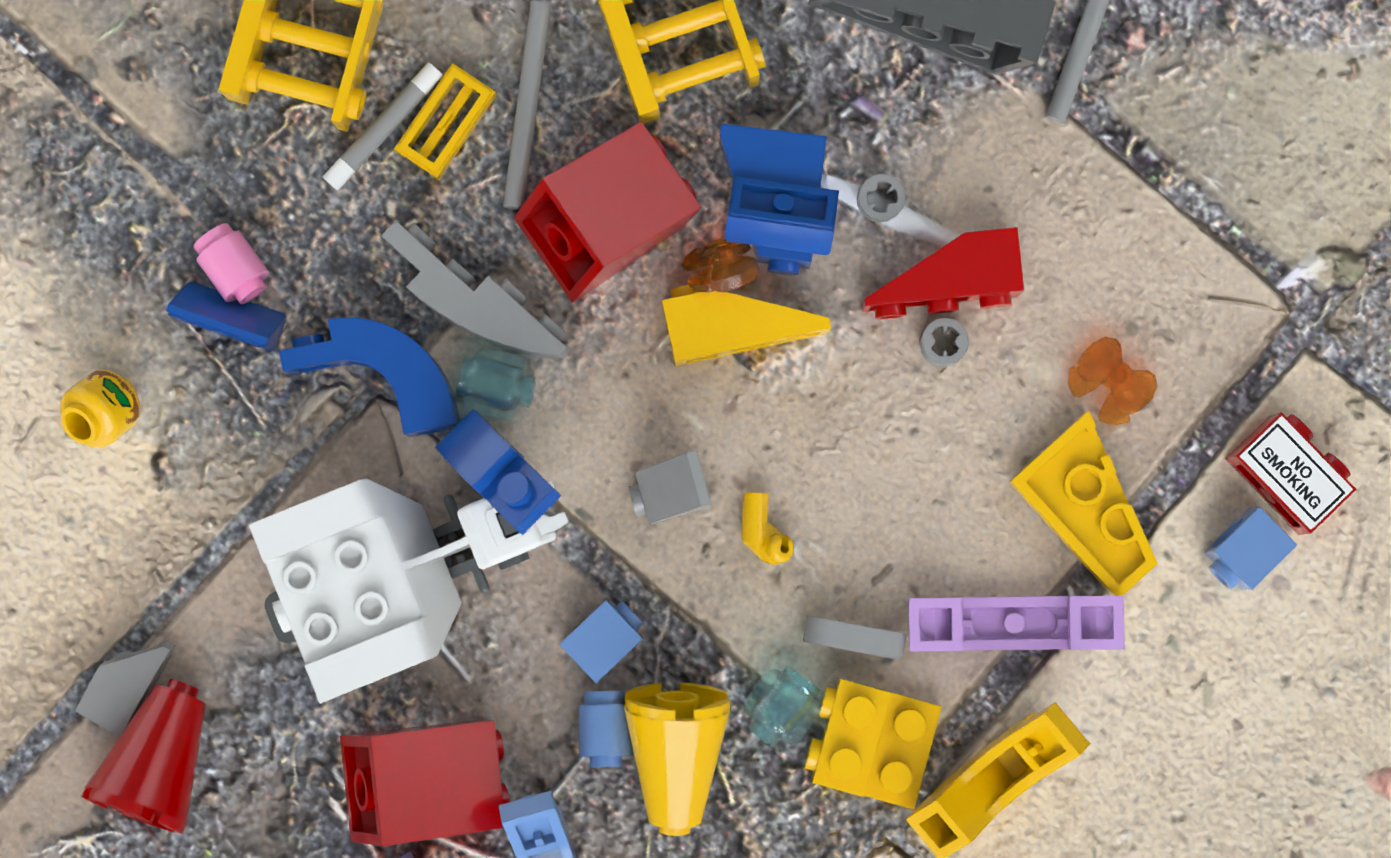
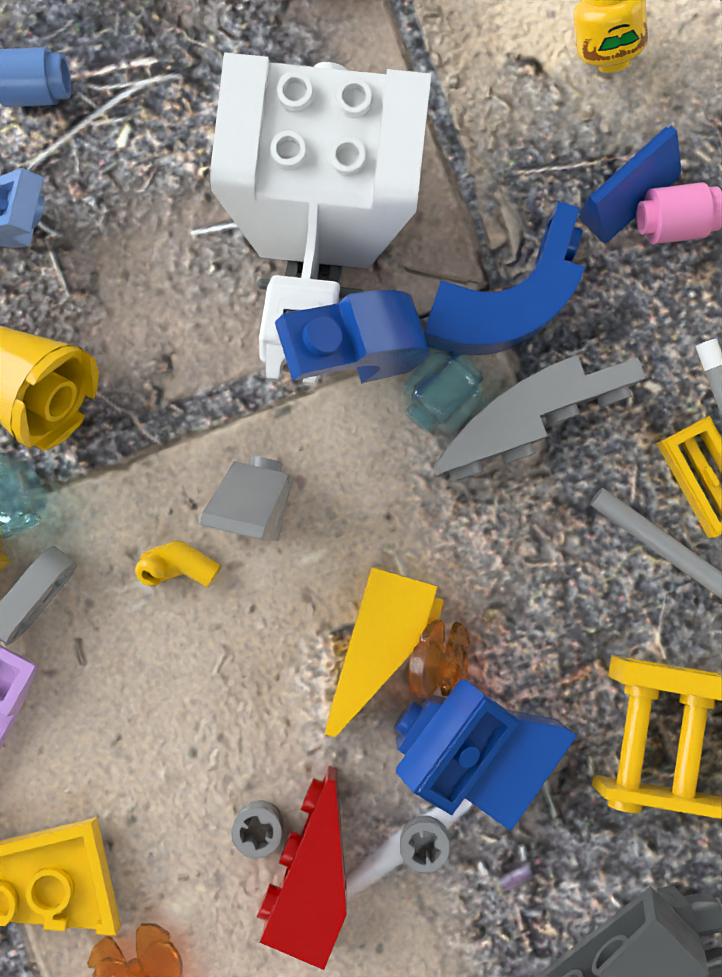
camera: 115 degrees right, 0 degrees up
(423, 782) = (114, 137): red slope -> none
(603, 638) = (155, 365): medium blue brick -> none
(604, 729) = (76, 322): medium blue brick -> none
(606, 210) = (552, 581): red slope -> none

